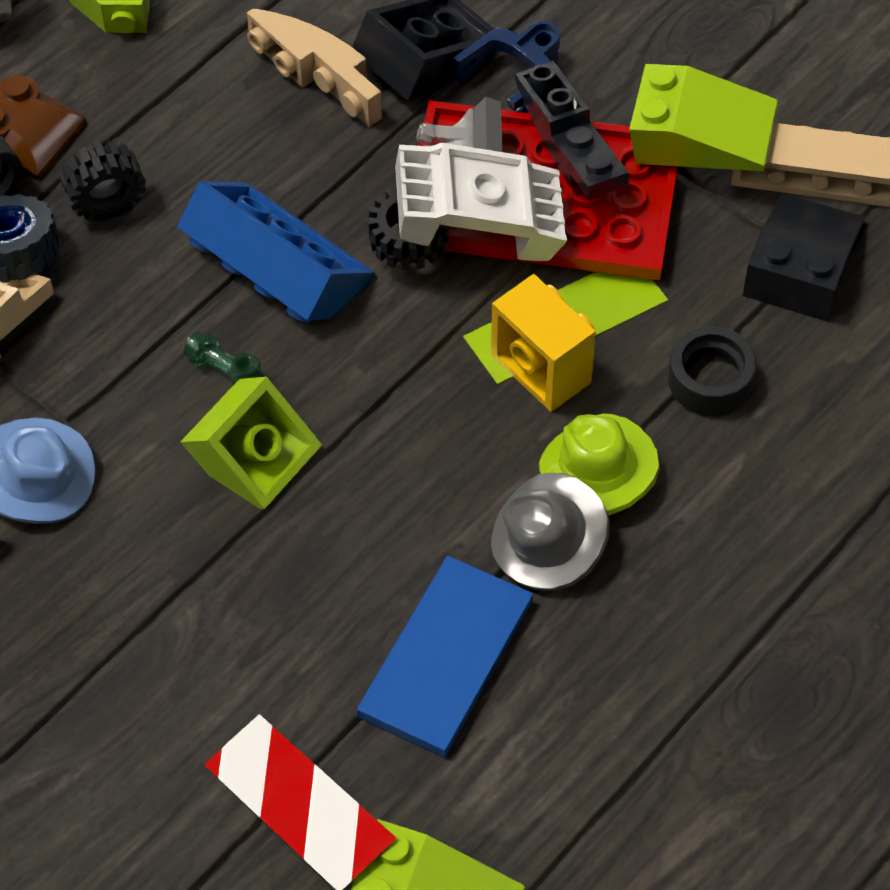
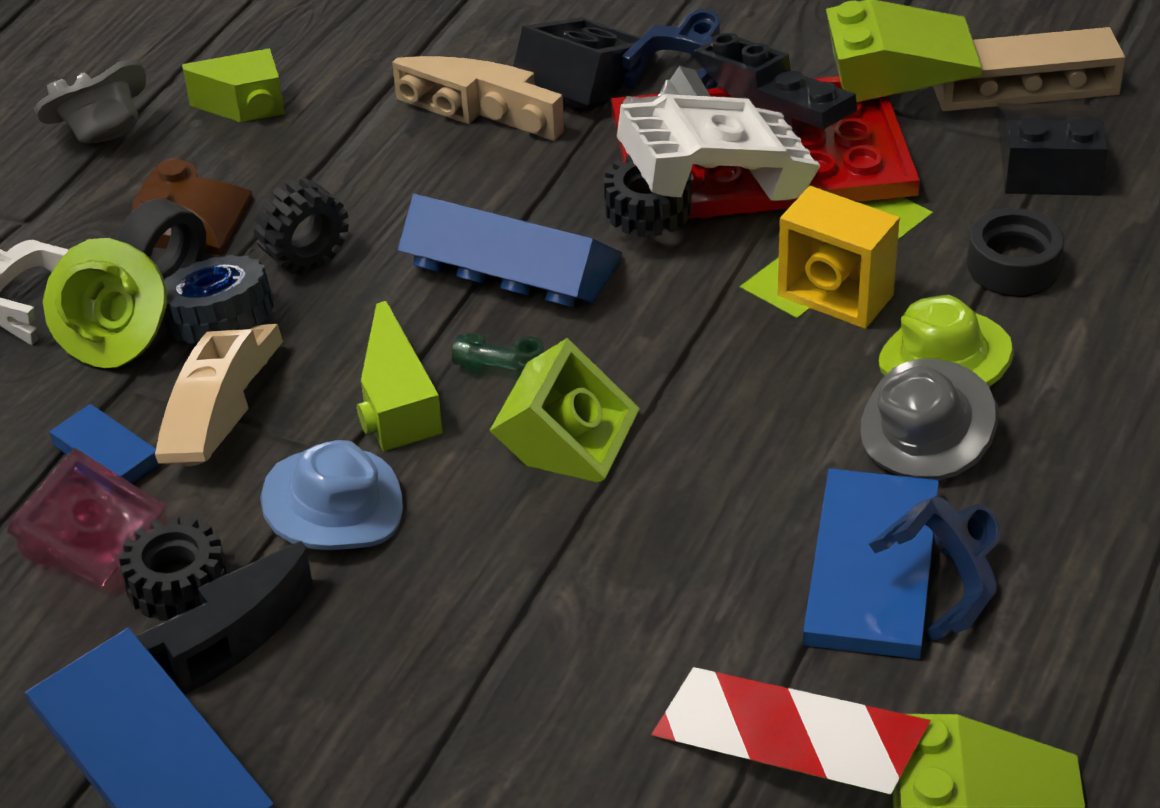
camera: 15 degrees left, 15 degrees down
(122, 369) = (396, 390): none -> lime slope
(522, 663) = (967, 540): none -> dark blue piece

